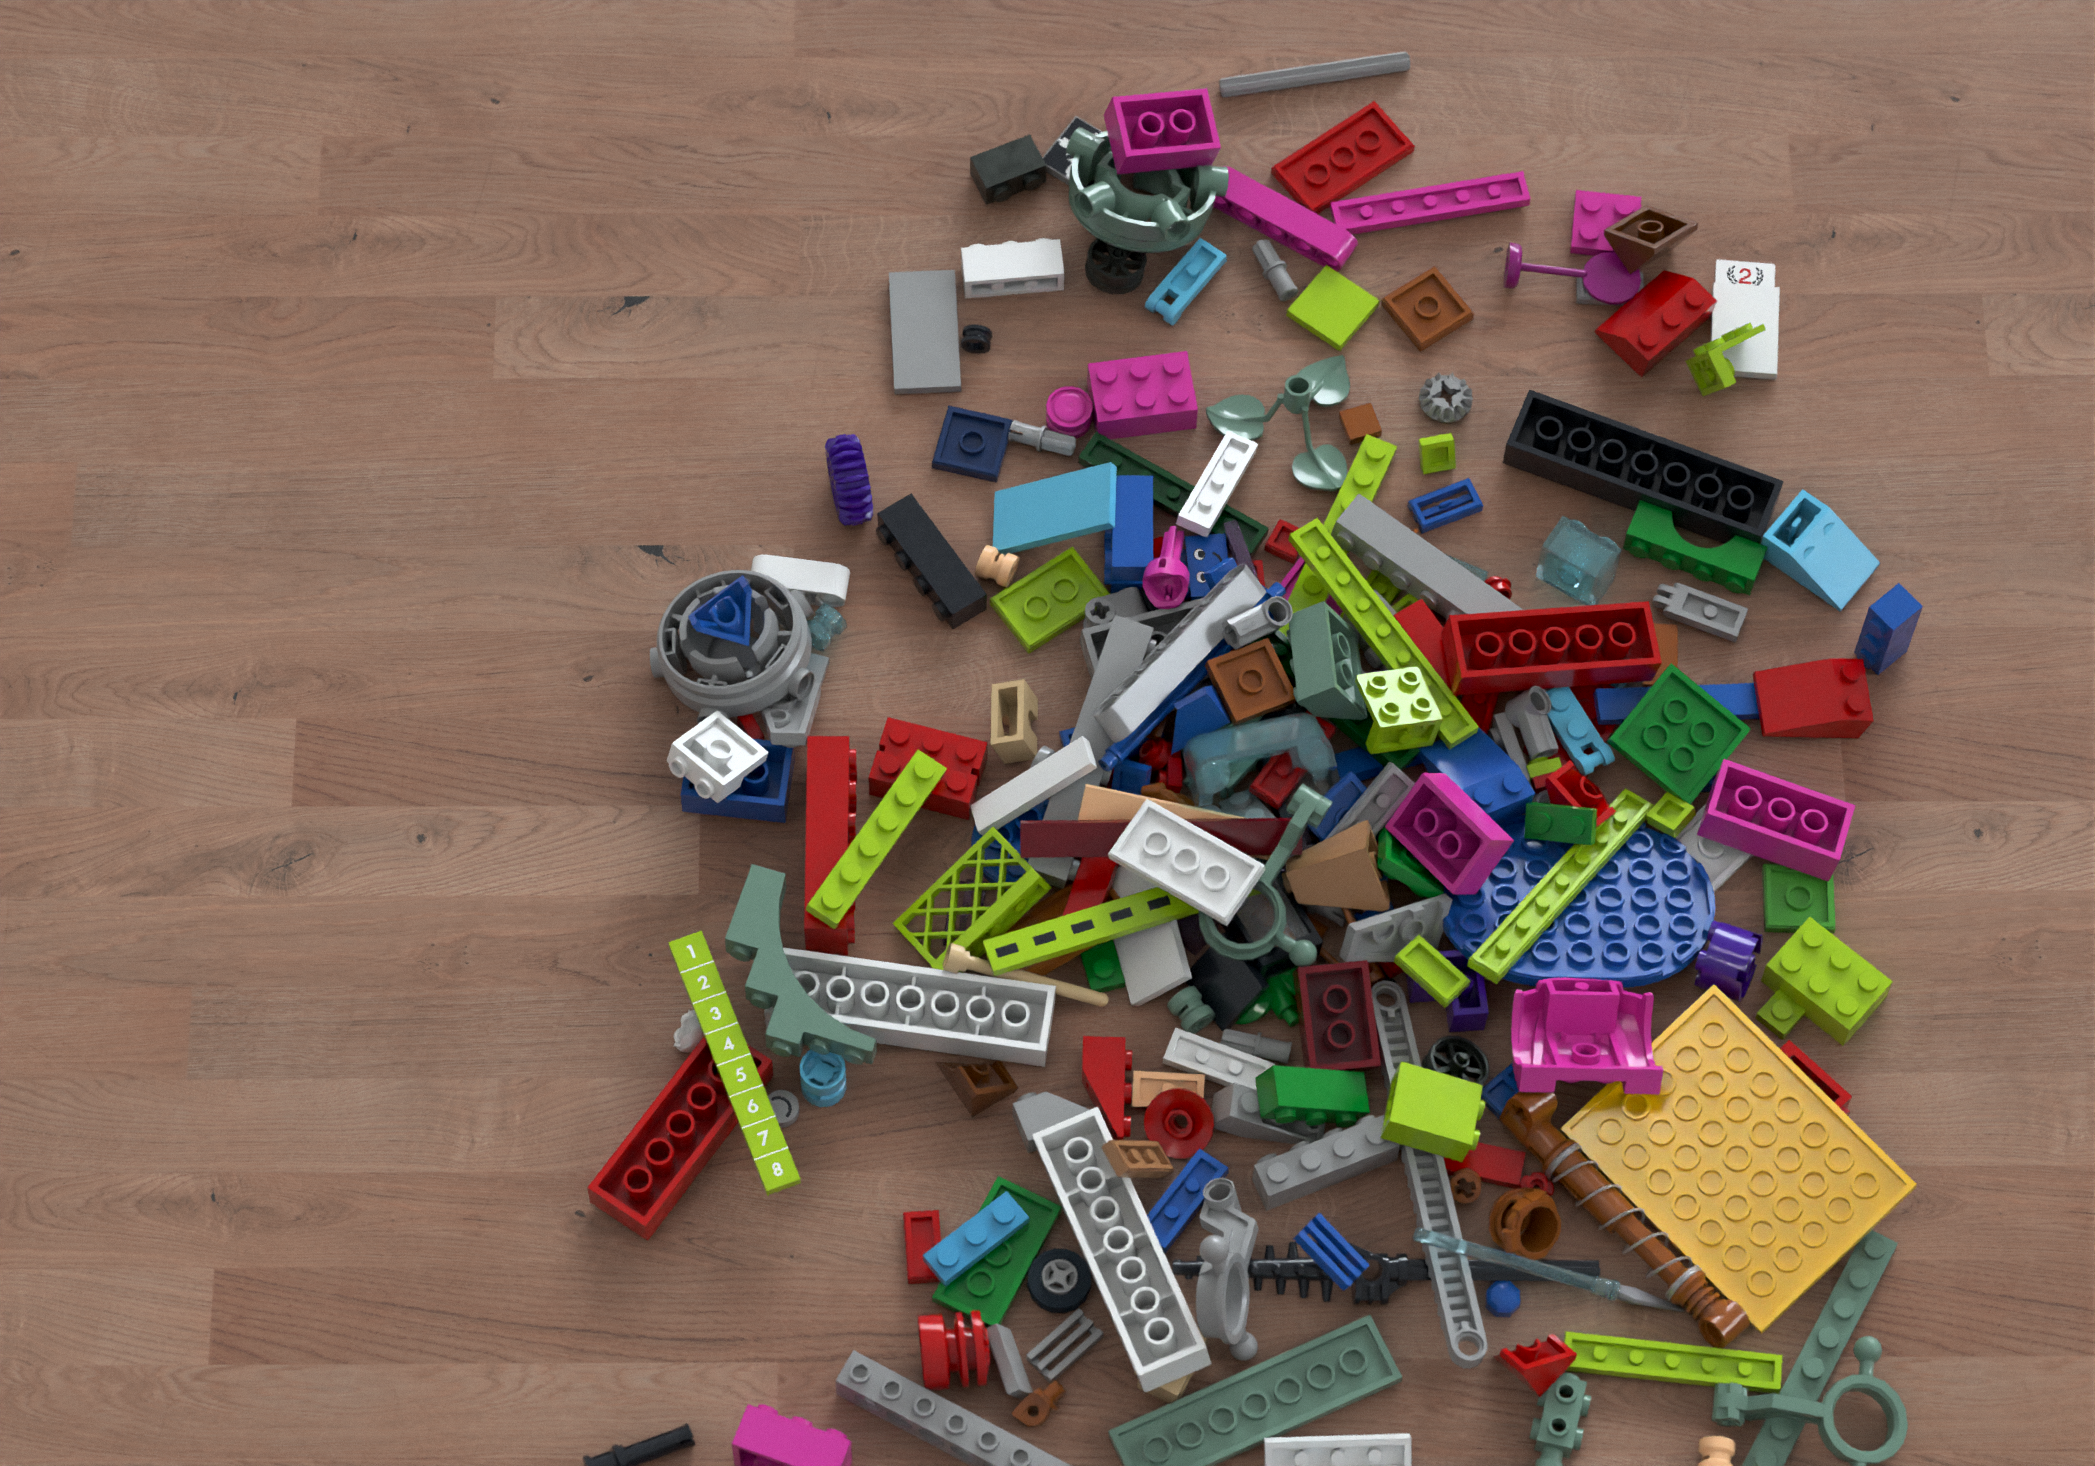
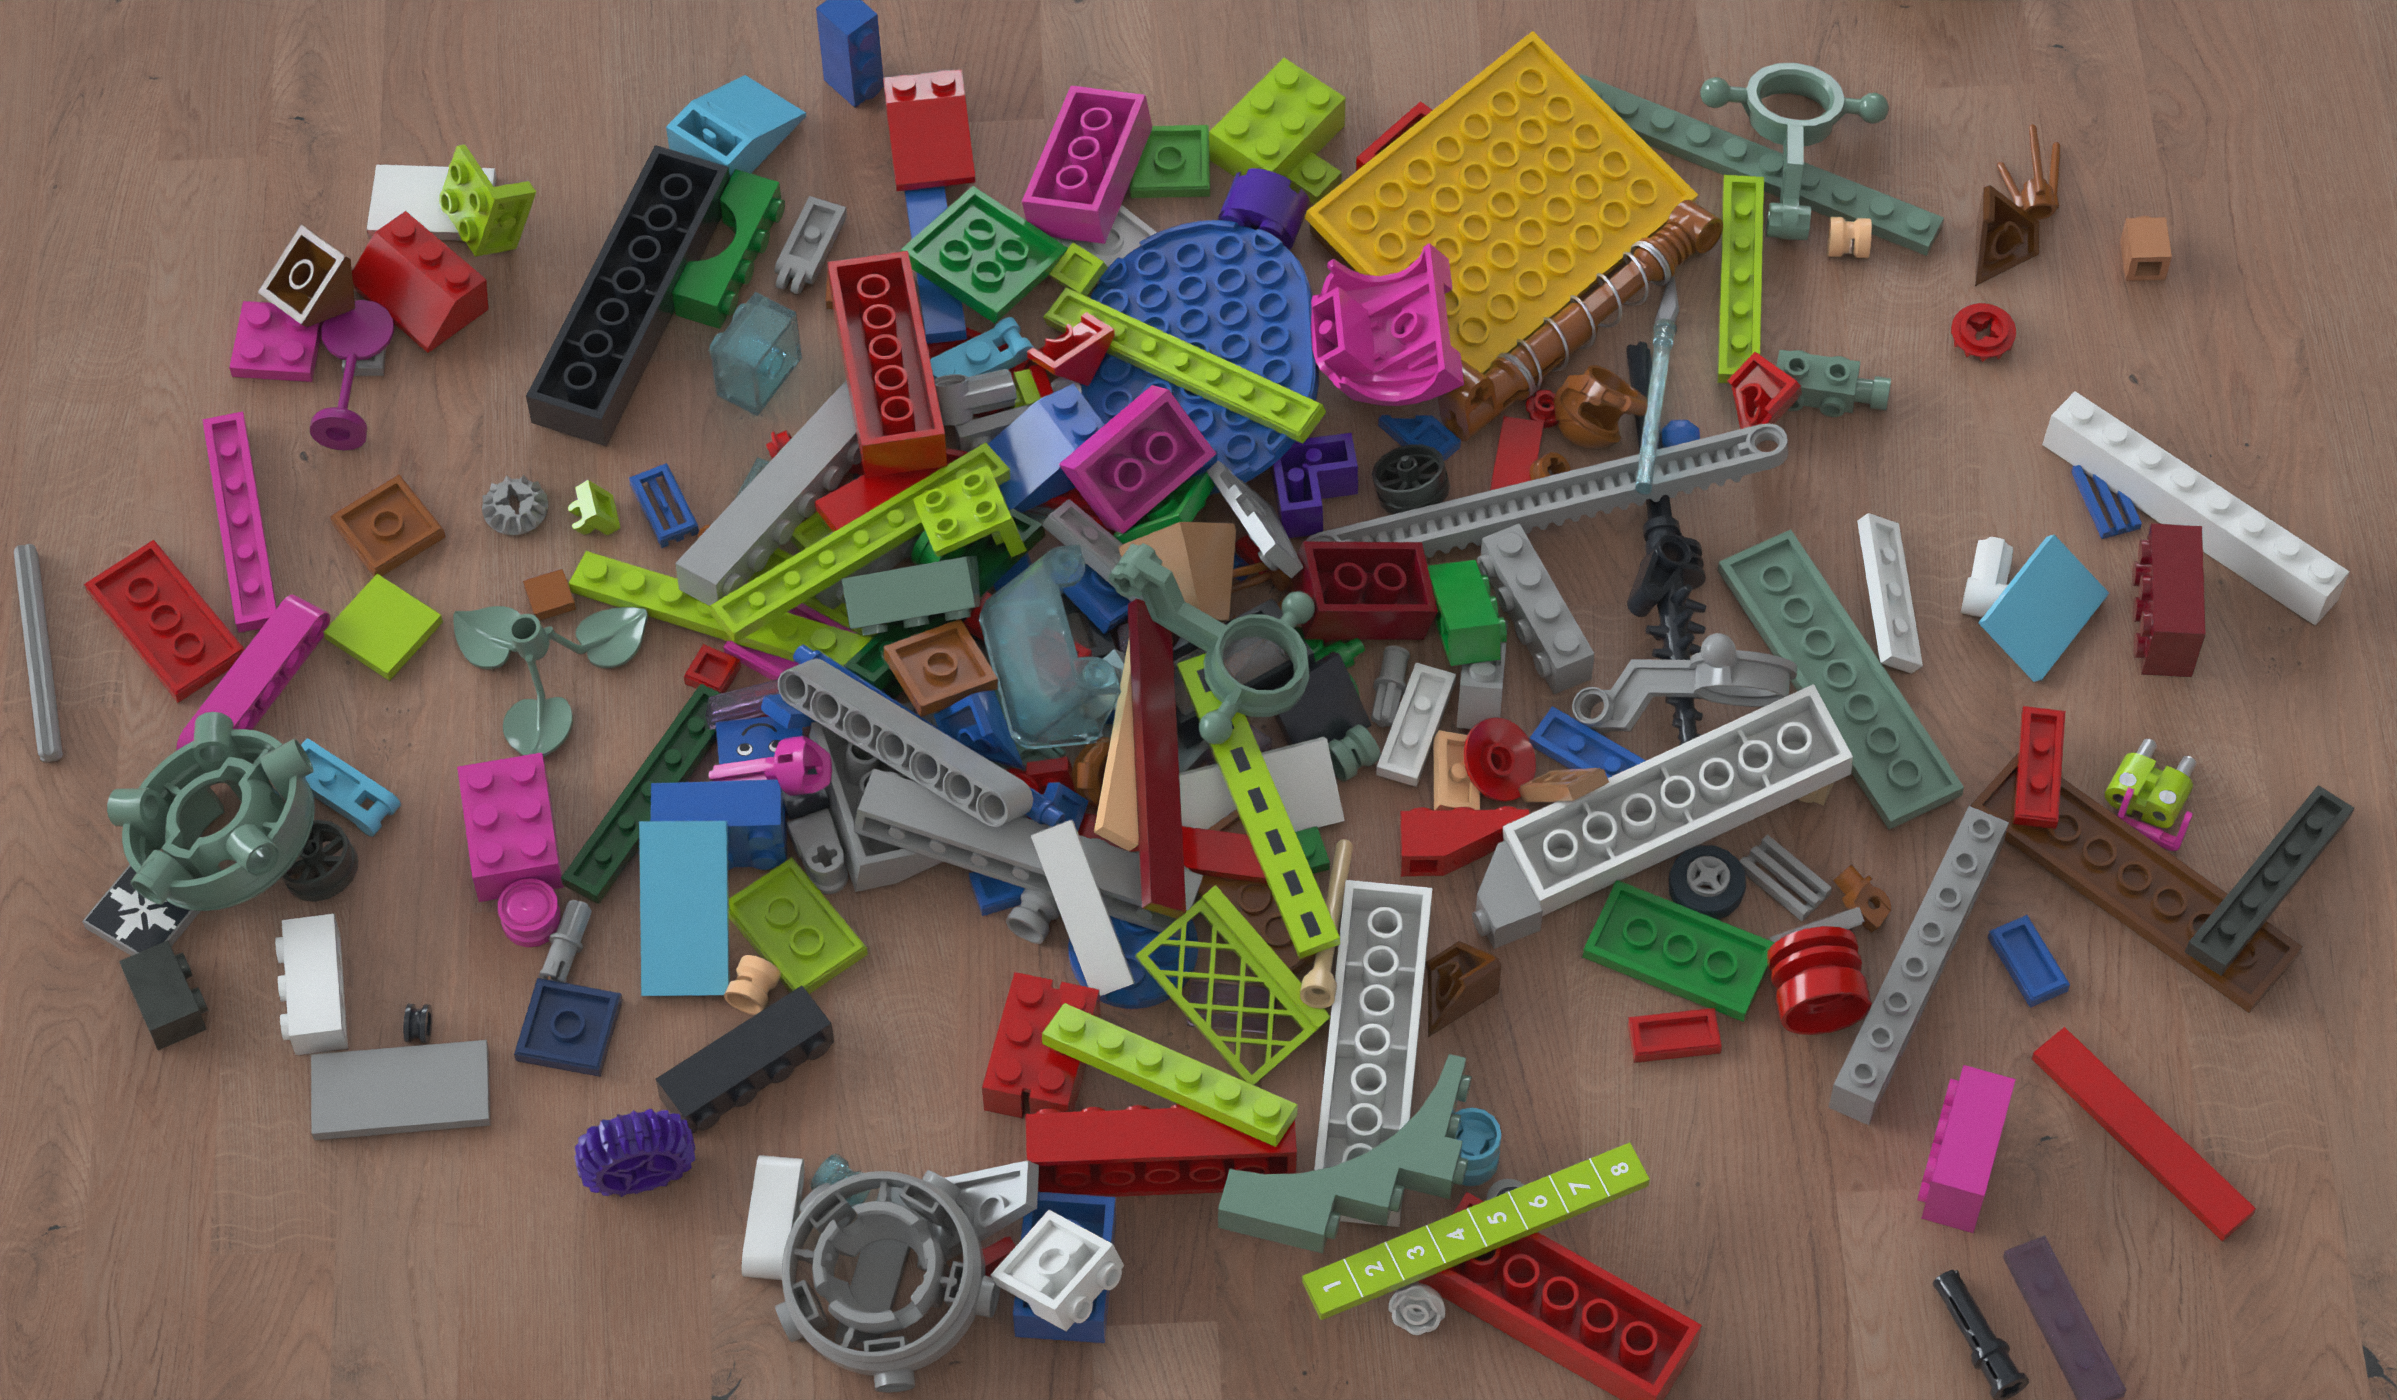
camera: 90 degrees left, 5 degrees down
(726, 613) = (865, 1252): blue slope -> none
(975, 1238) = (1670, 965): dark azure plate -> none
(1017, 706) = (957, 956): tan brick -> none
(1162, 131) = (153, 775): dark pink brick -> none
(1186, 862) = (1202, 711): white tile -> none
(1217, 484) = (644, 733): white plate -> none
(1257, 622) = (859, 655): light grey piece -> none
(1274, 270) = (326, 689): light grey axle -> none
(1334, 1248) = (1661, 575): blue tile -> none
(1431, 971) = (1305, 485): lime tile -> none
(1433, 1112) = (1482, 484): lime brick -> none
(1560, 823) = (1106, 362): green plate -> none
(1745, 273) = (351, 205): white sticker -> none

